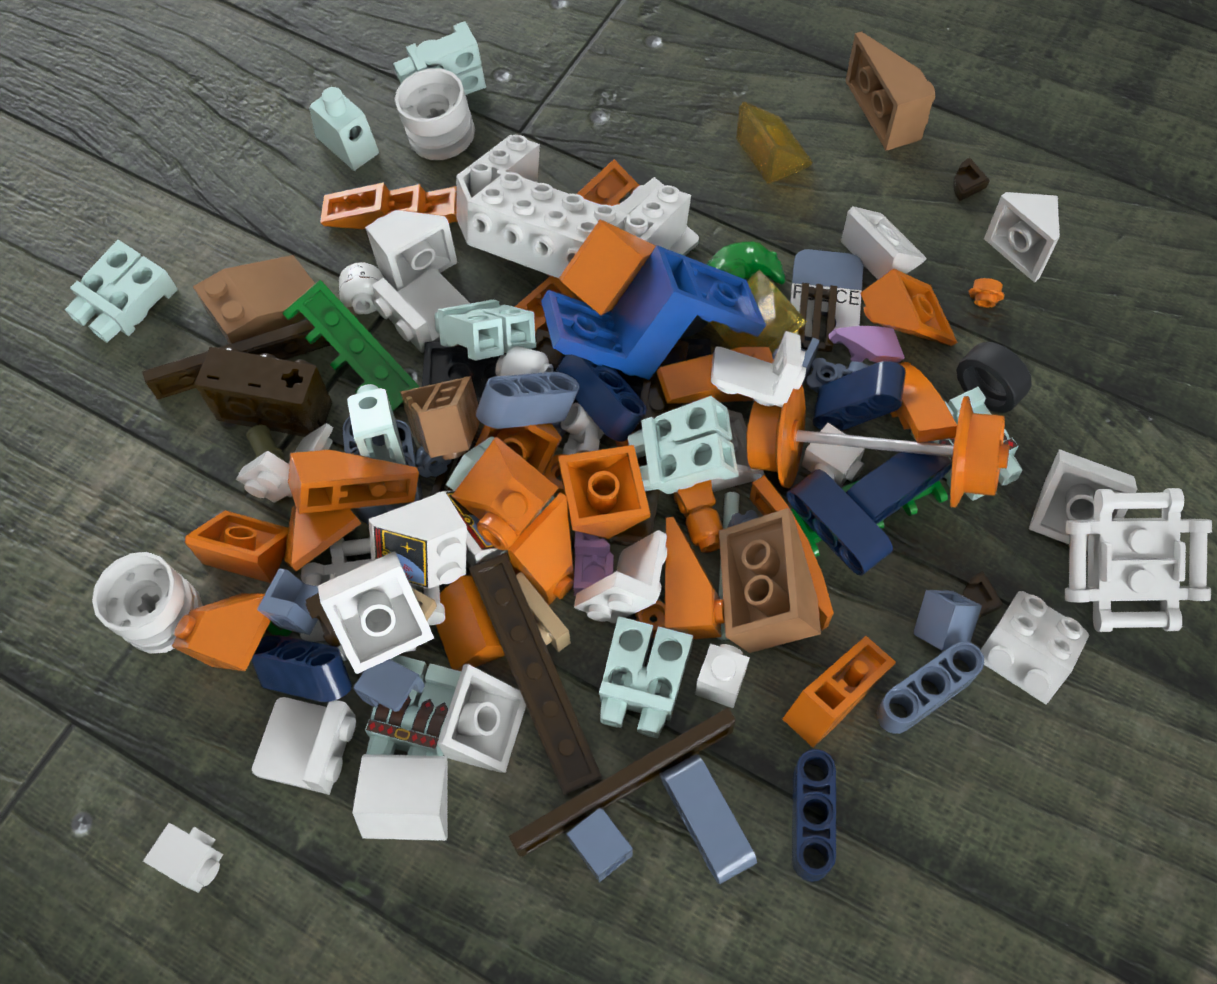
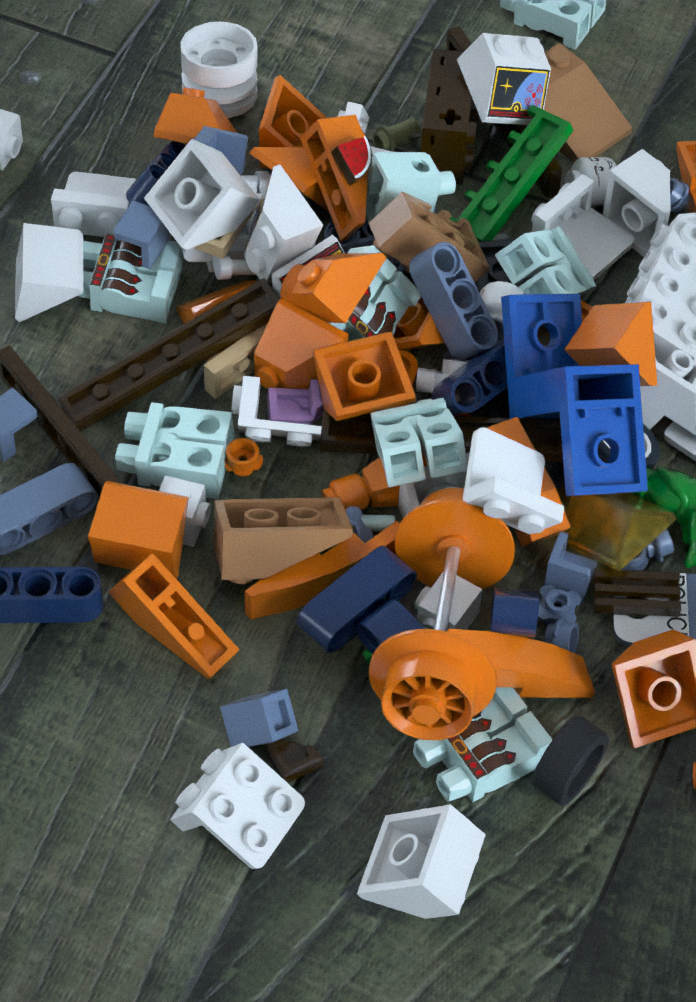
camera: 80 degrees right, 10 degrees down
(251, 324) = (505, 76): none -> white slope
(351, 459) = (353, 158): none -> tile
(482, 721) = (122, 318): white slope -> none
(690, 597) = (282, 472): orange slope -> none
(756, 707) = (135, 524): none -> orange slope
(869, 342) = (603, 642): lavender slope -> none
(942, 674) = (176, 681): sand blue beam -> none
(1137, 559) = (343, 897): white brick -> none

